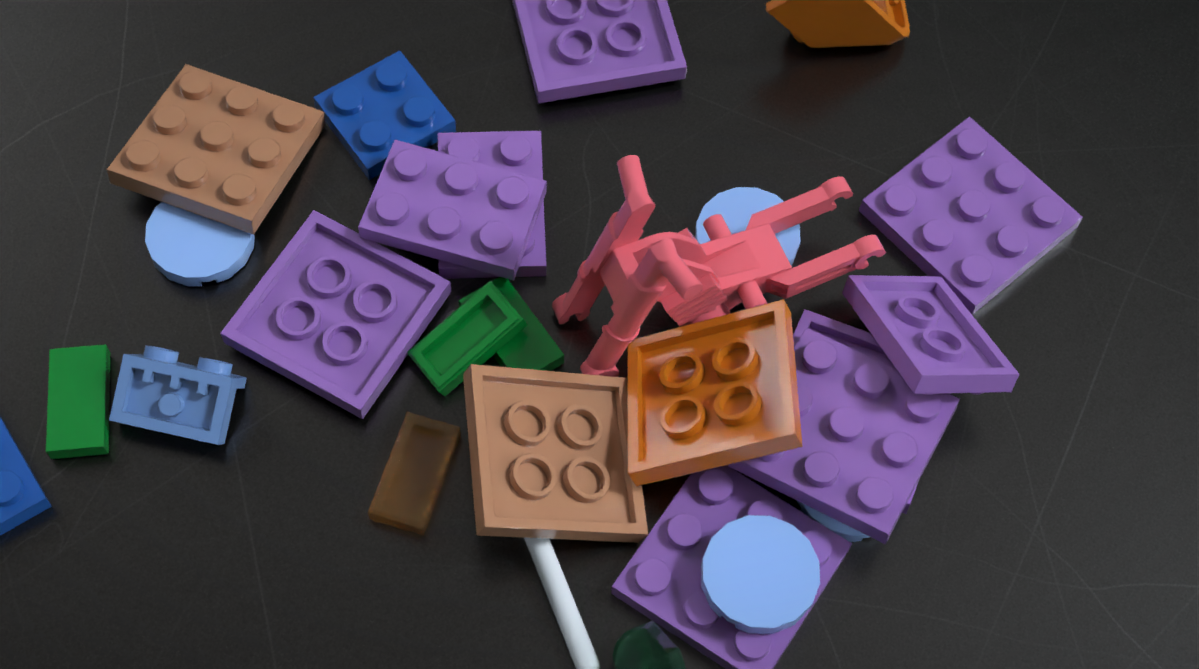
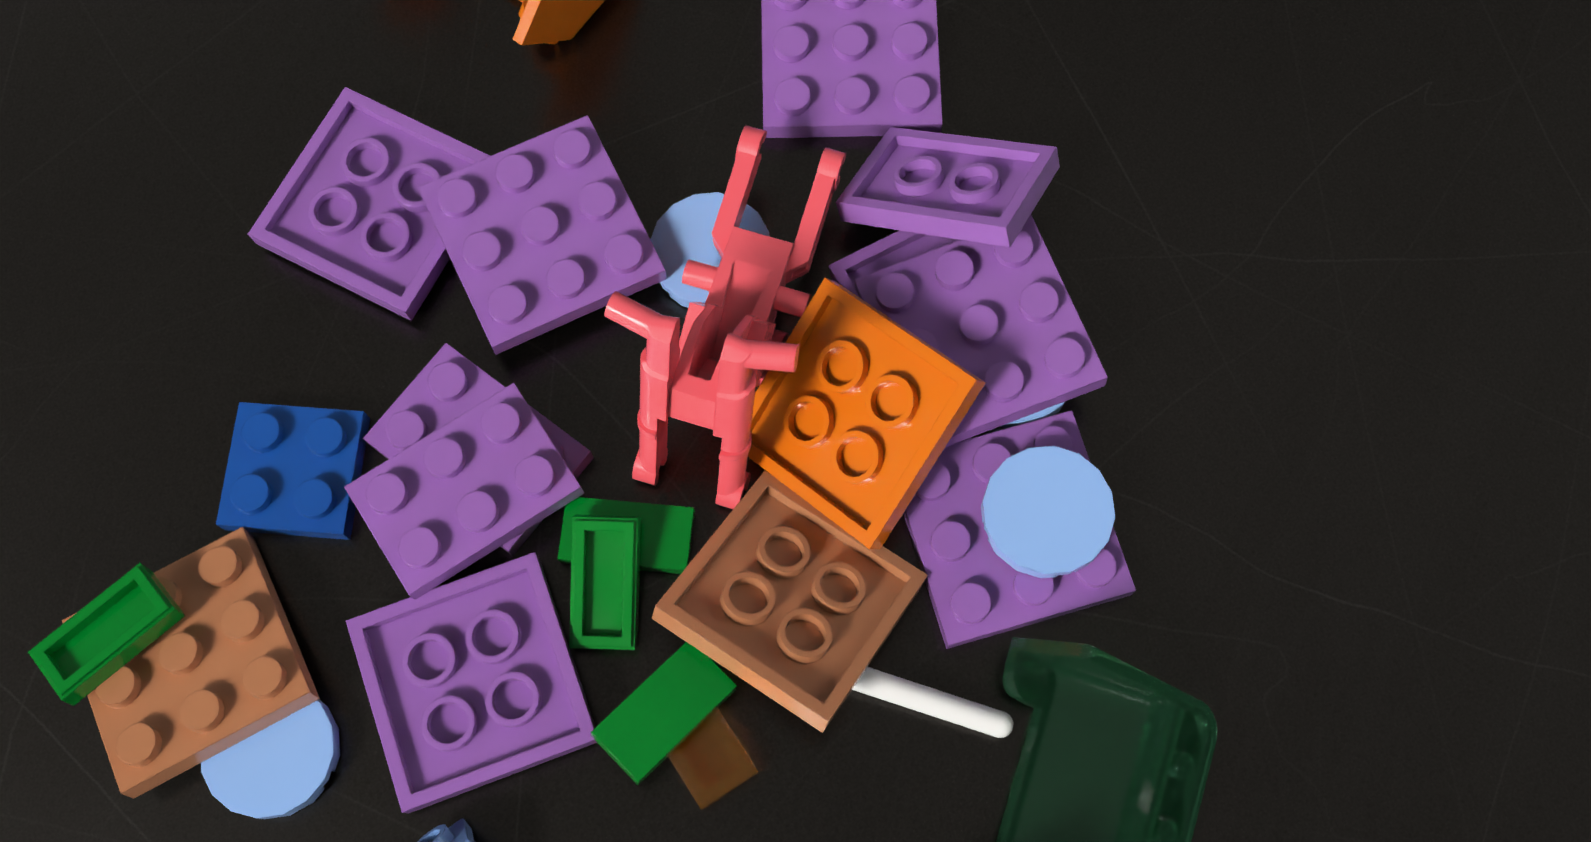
camera: 45 degrees left, 10 degrees up
(196, 87) = (106, 634): none -> green tile
(410, 435) = (663, 711): none -> green tile
(670, 114) = (542, 233): none -> medium lavender plate

